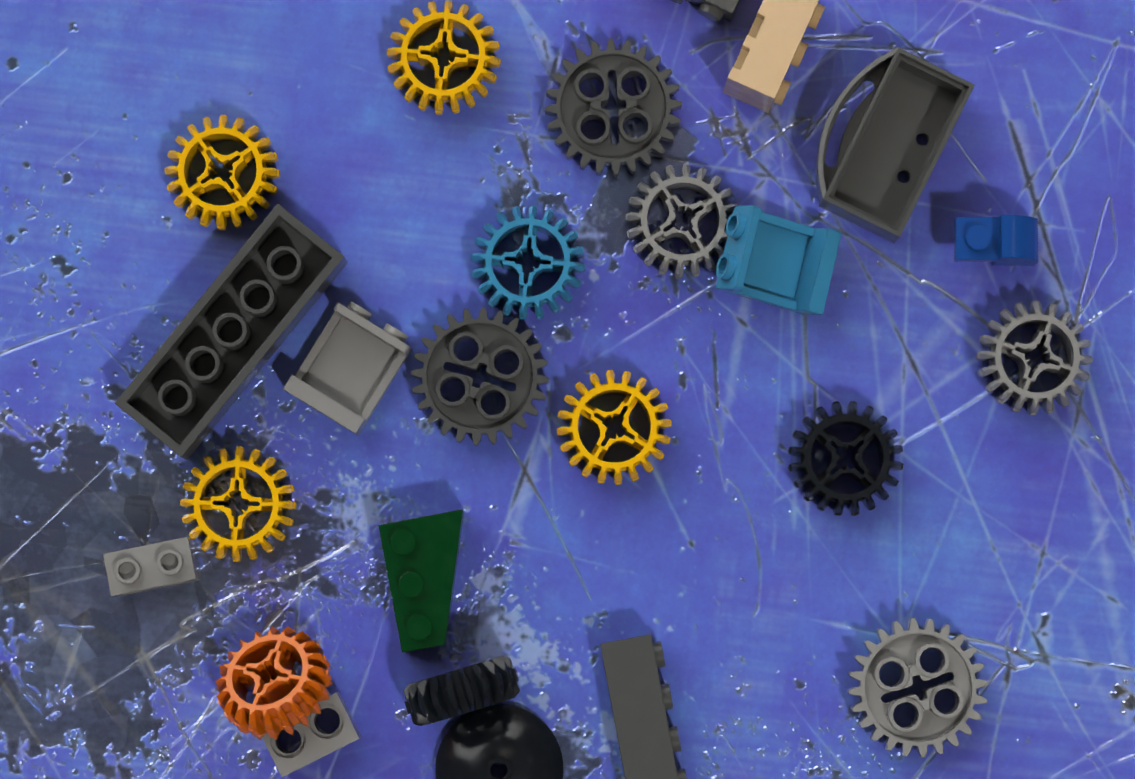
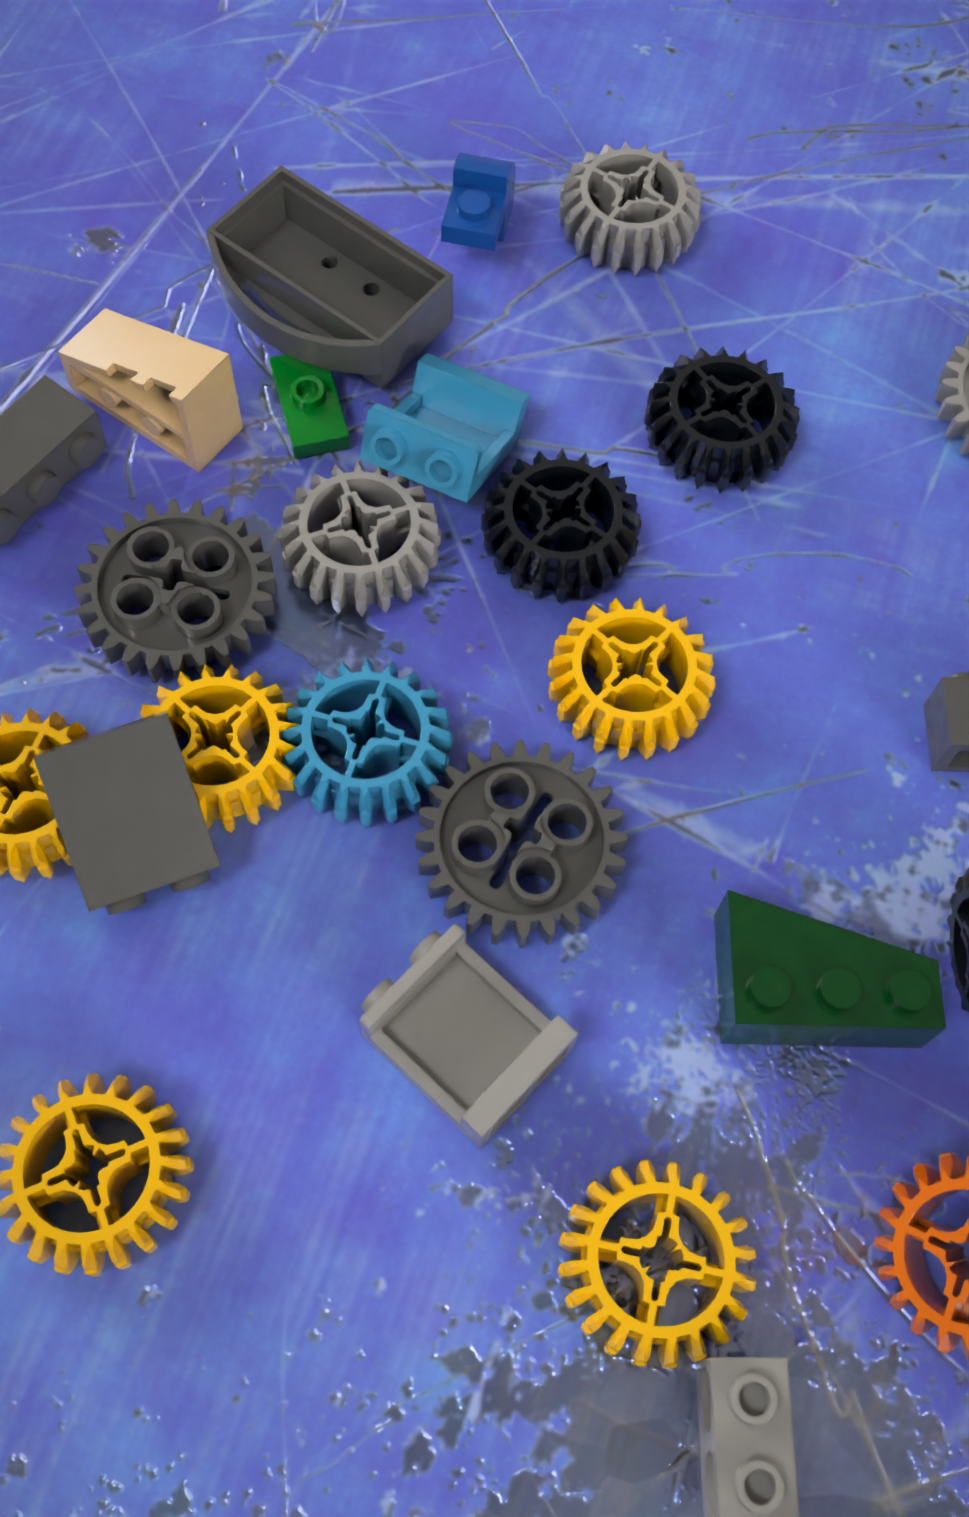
camera: 80 degrees left, 20 degrees down
(231, 332) = (372, 1213): dark grey brick -> none
(438, 126) = (128, 813): none -> dark grey panel
(484, 157) = (225, 716): none -> yellow gear
(743, 365) = (566, 543): none -> black gear
(792, 156) = (309, 407): none -> green plate

